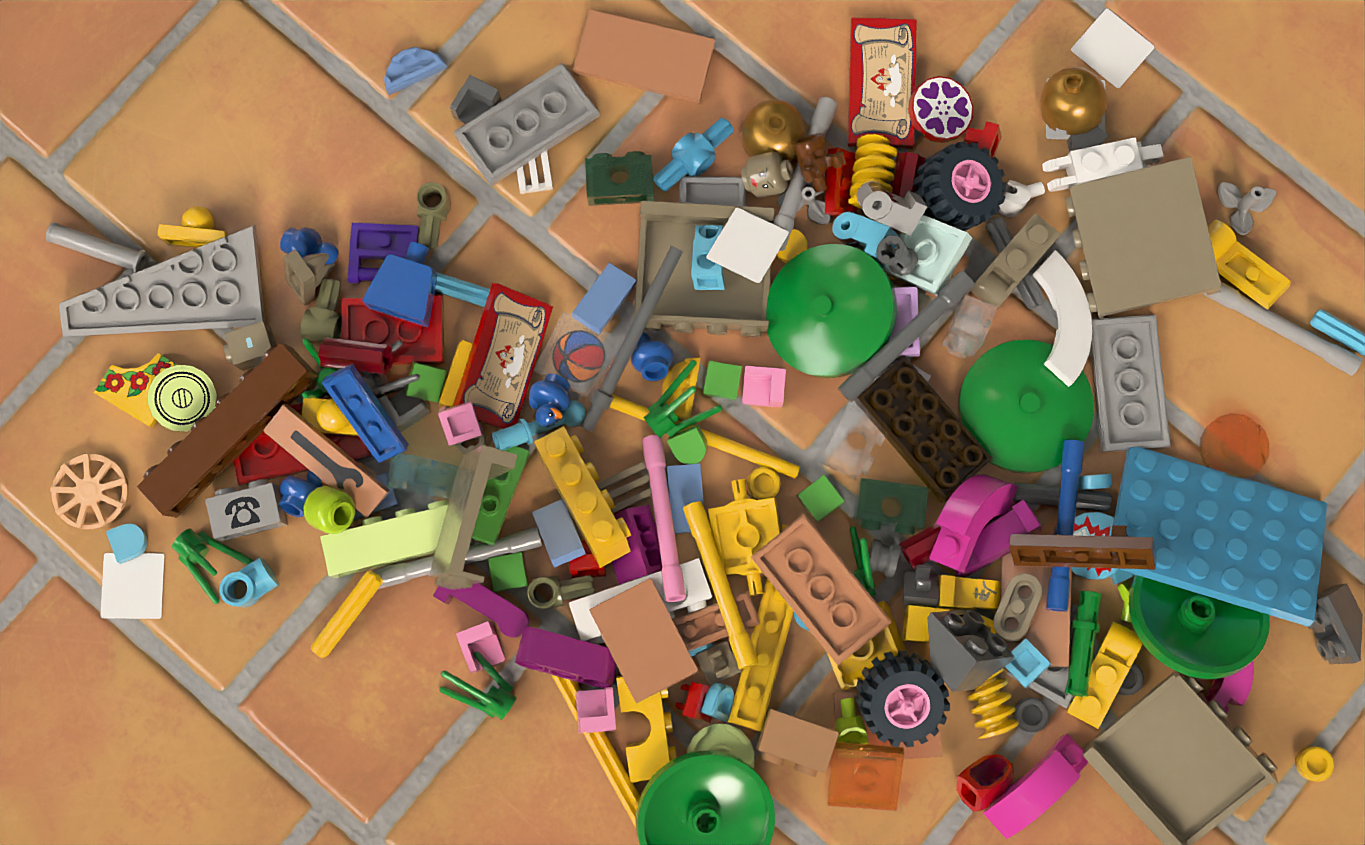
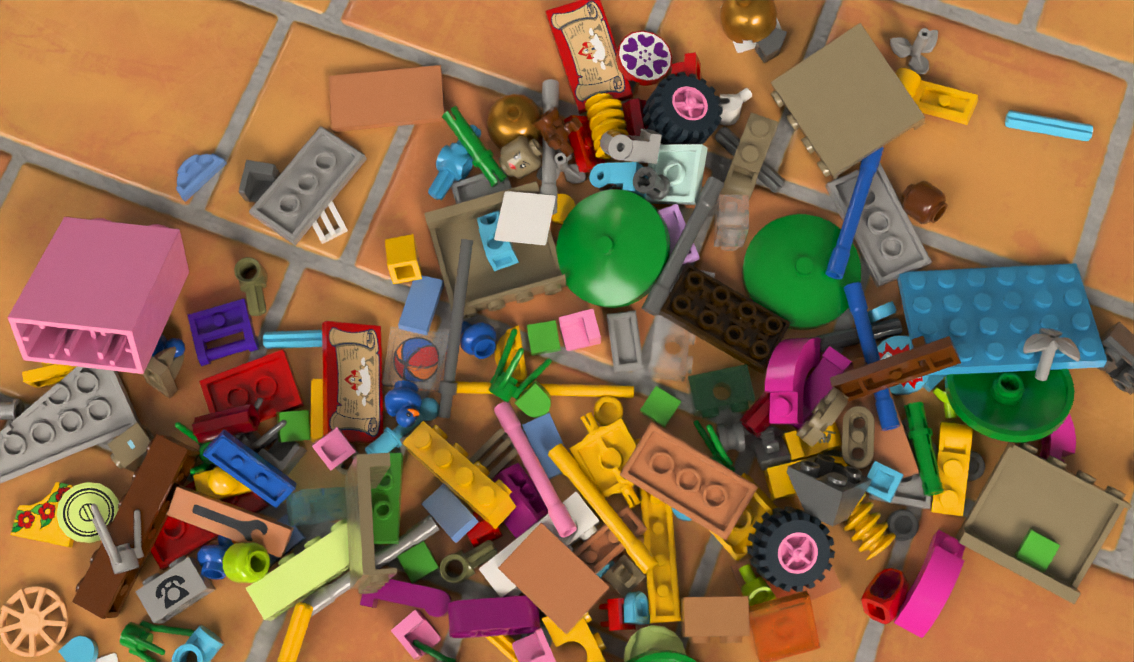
camera: 15 degrees left, 5 degrees down
(204, 459) = (123, 556): none -> light grey plant
(269, 172) = (100, 295): none -> bright pink brick
(323, 320) = (188, 402): olive axle -> none
(404, 286) = (248, 352): blue torso -> none
(601, 242) = (403, 259): none -> yellow brick
(604, 191) = (392, 217): clear green brick -> none
(720, 146) = (481, 156): none -> green pin
(808, 415) = (625, 342): none -> light grey tile
(991, 571) = (824, 414): none -> dark tan plate
(1074, 318) = (817, 192): white tile -> none
(1075, 402) = (841, 252): none -> blue piece
(1102, 162) = (788, 54): white hinge -> none
(1163, 792) = (1037, 550): none -> bright green tile
(1187, 378) = (924, 202): none -> reddish brown head
(1234, 445) = (983, 243): clear orange tile -> none
(1256, 582) = (1048, 343): none -> light grey plant
(1329, 352) = (1032, 142): light grey piece -> none

